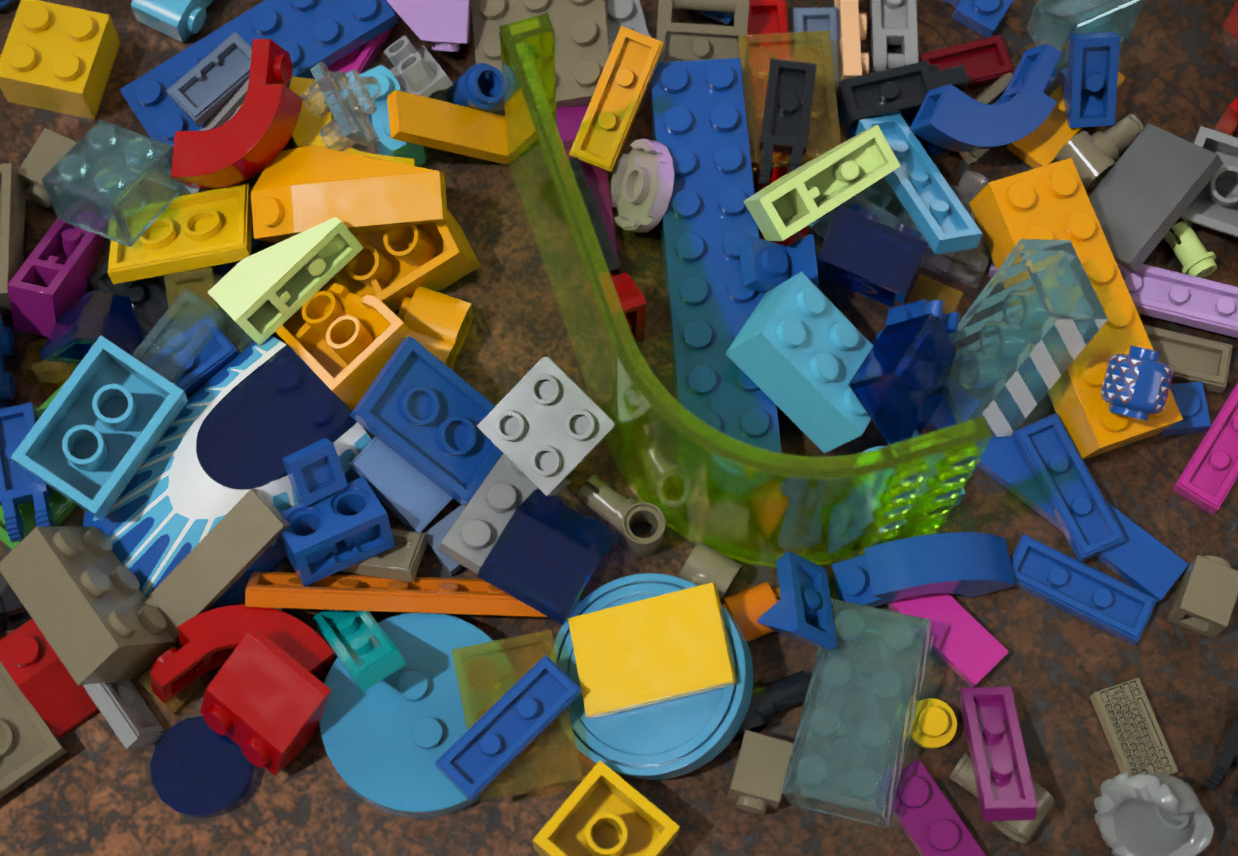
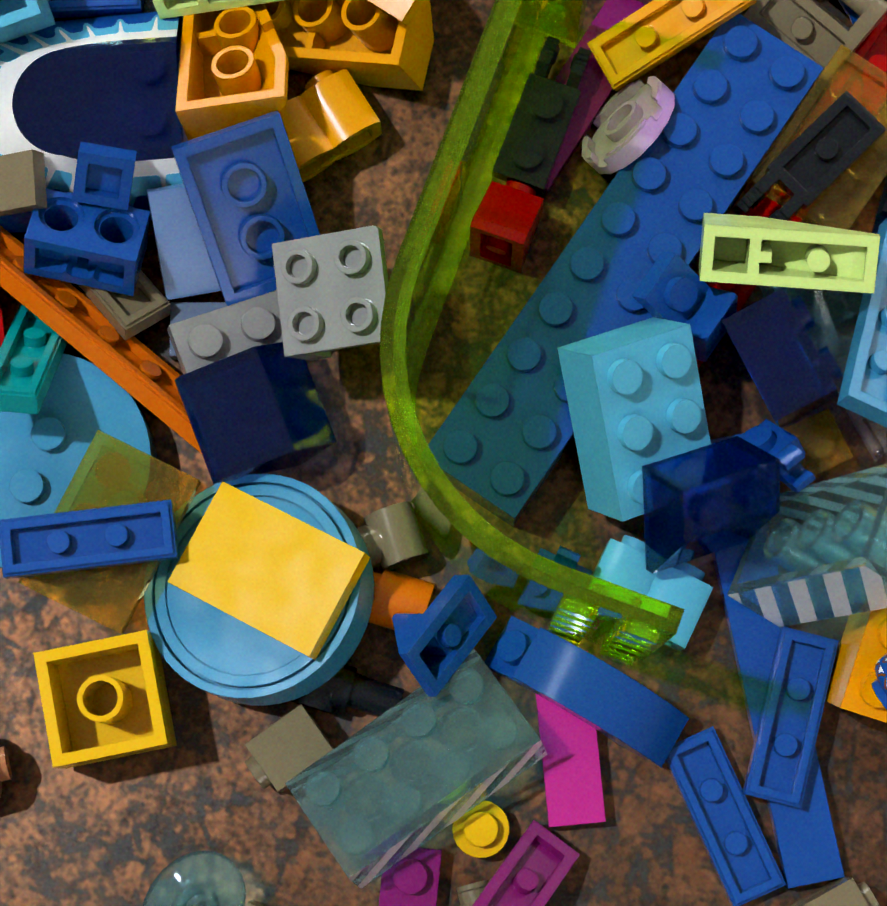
camera: 45 degrees right, 10 degrees up
(623, 514) = (360, 422): dark tan pin -> none

